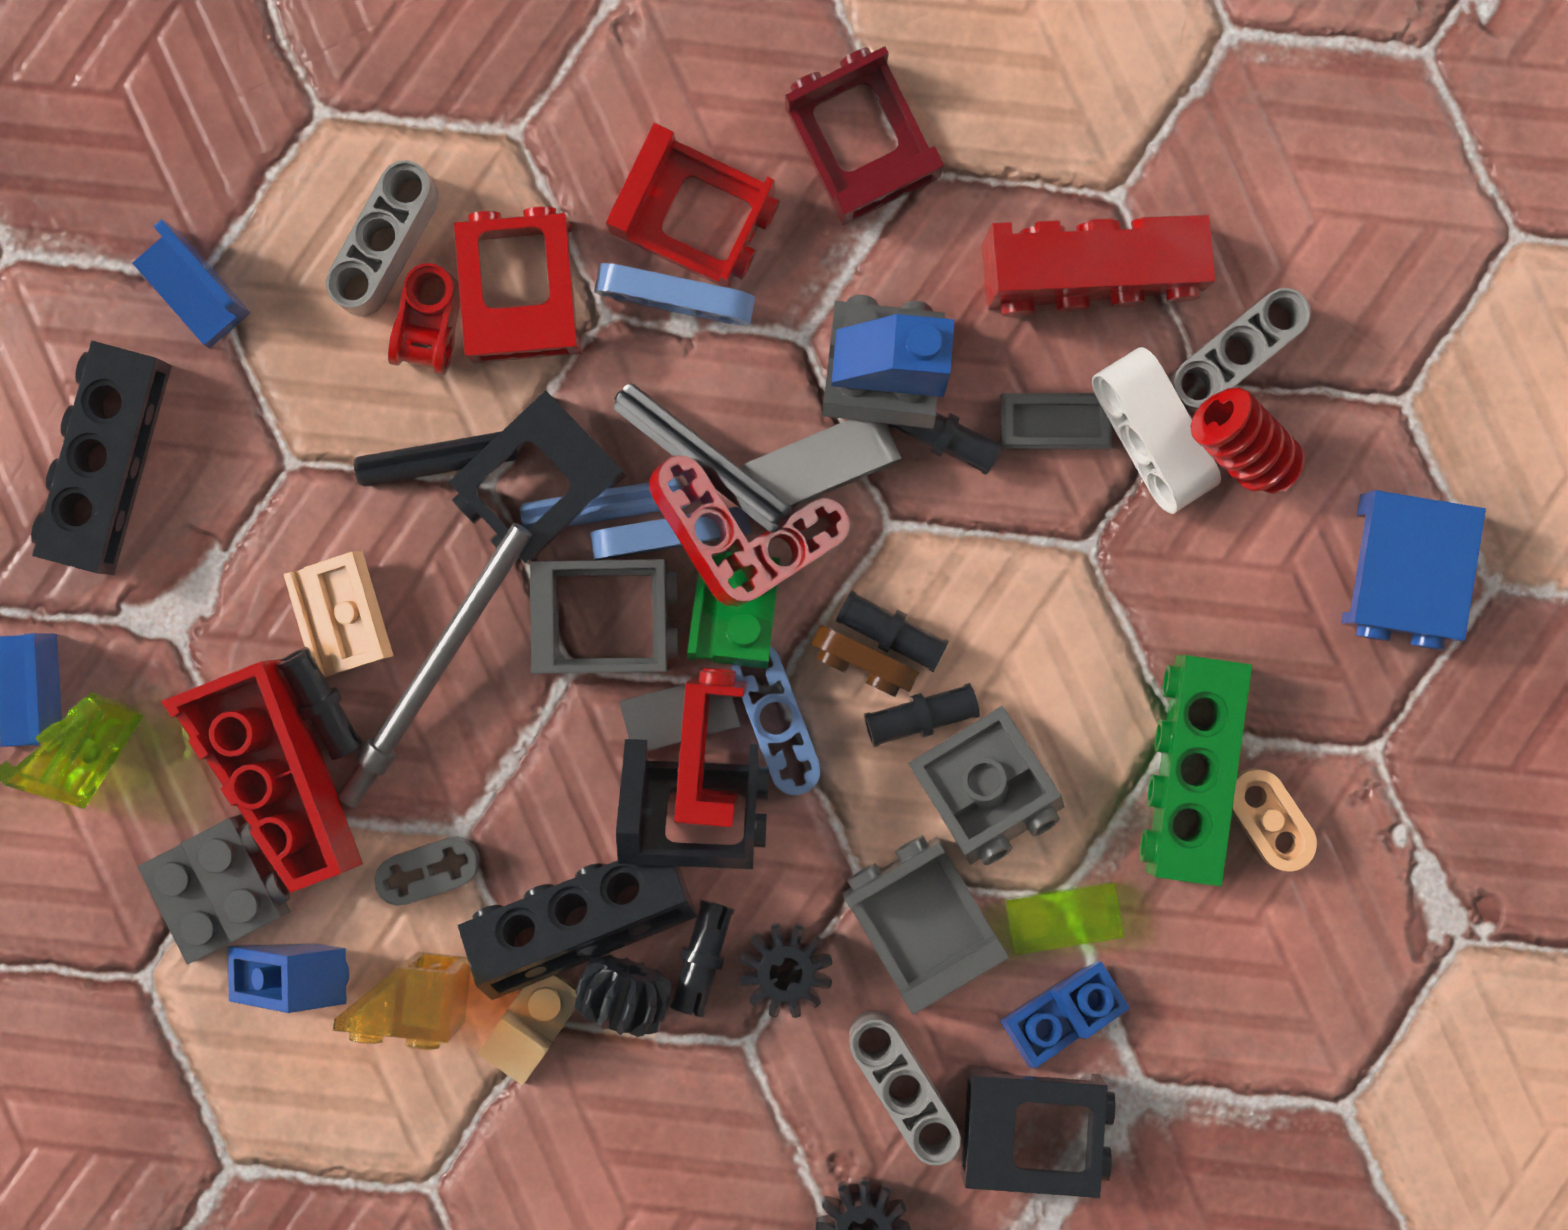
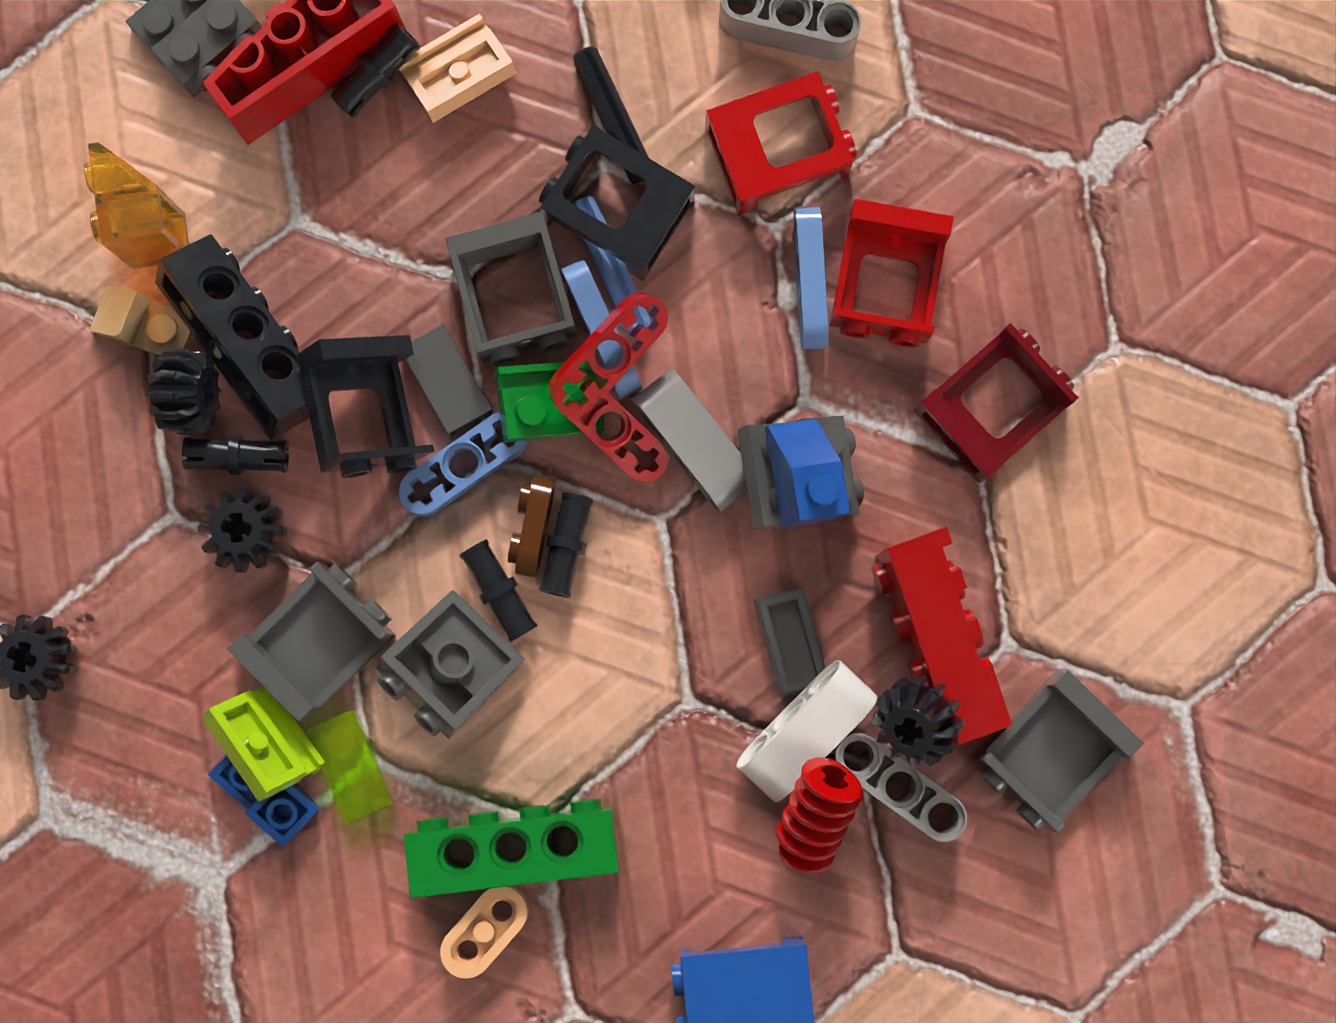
camera: 75 degrees right, 5 degrees down
(287, 976) = (134, 107): blue slope -> none
(379, 752) = (347, 133): flat silver bar -> none
(425, 323) = (726, 72): red piece -> none
(431, 883) = (264, 195): dark grey beam -> none
(693, 801) = (372, 399): red window -> none
(723, 472) = (670, 345): axle -> none
(915, 1111) = (140, 668): light grey beam -> none
(956, 441) = (749, 556): black pin -> none
(991, 1128) = (138, 748): black window -> none
(1018, 1001) = (263, 742): none -> lime plate
(1182, 310) = (918, 721): none -> black gear
(1242, 178) = (1055, 751): none -> dark grey panel

